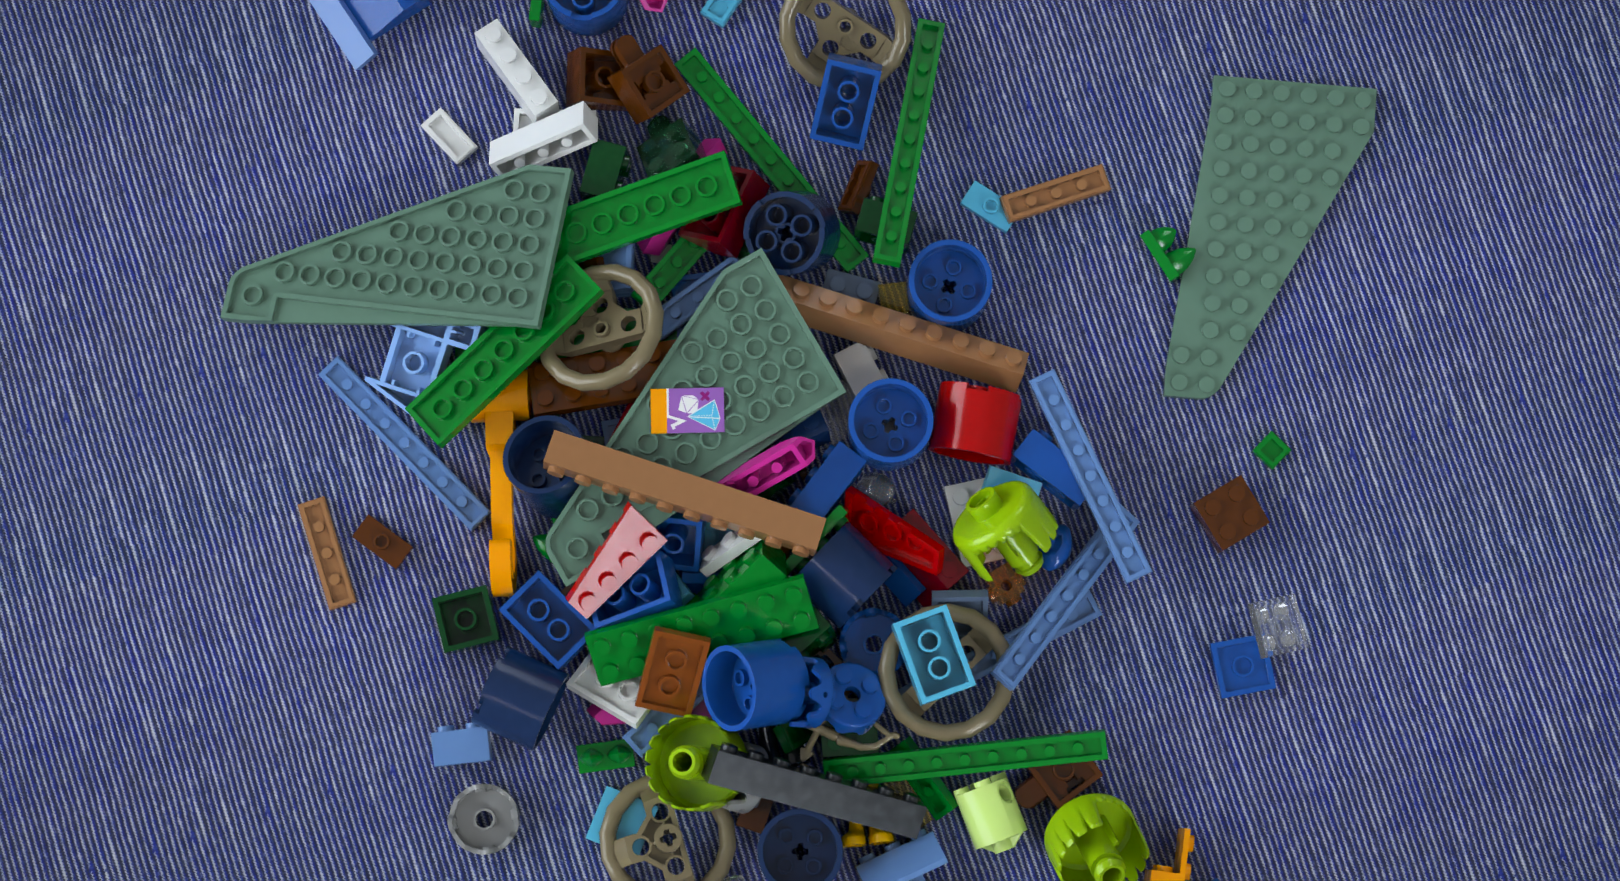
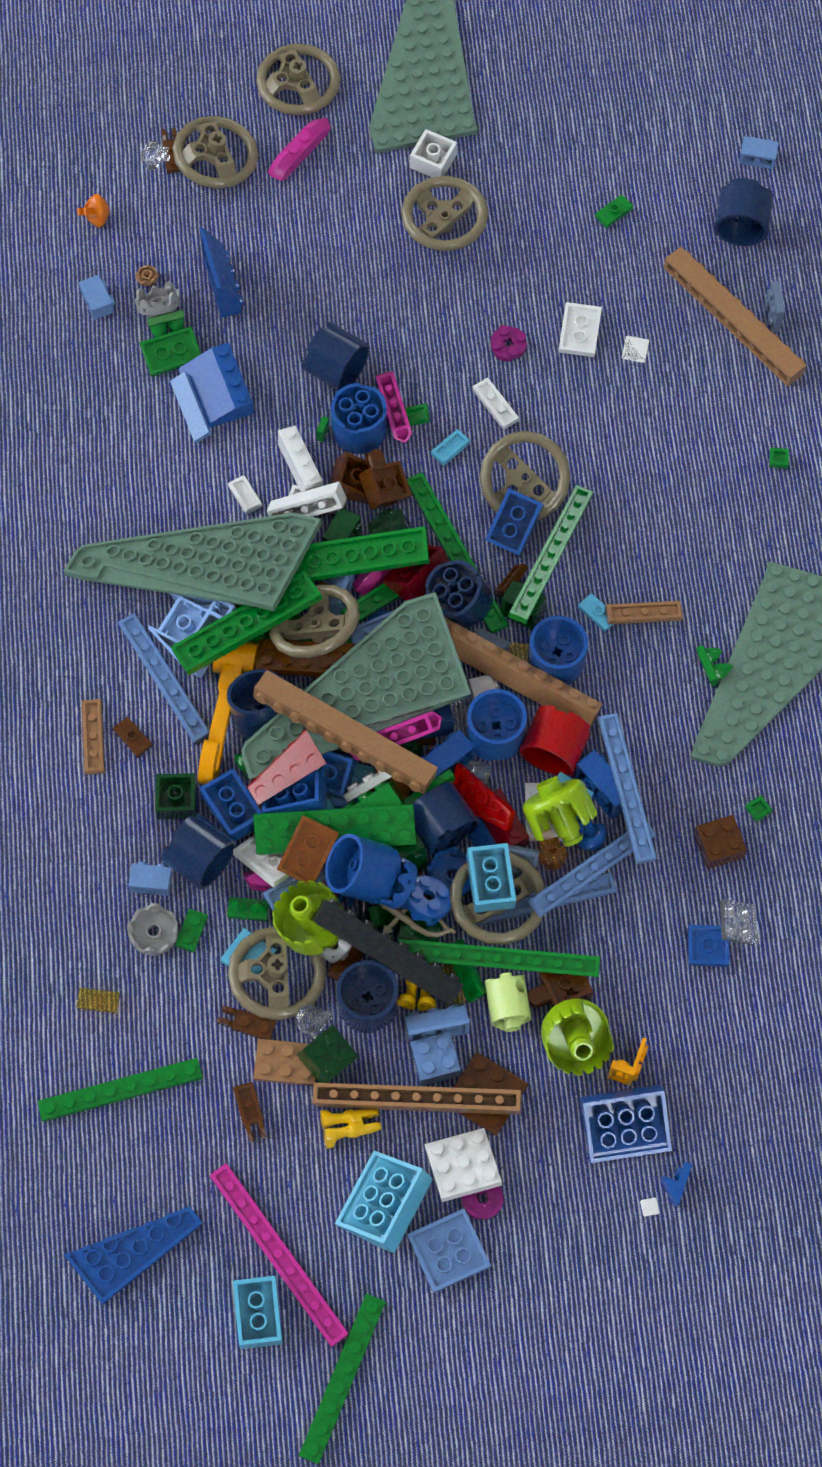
camera: 15 degrees right, 15 degrees down
(536, 805) = (191, 931): none -> green plate
(687, 410) = (360, 683): sticker -> none

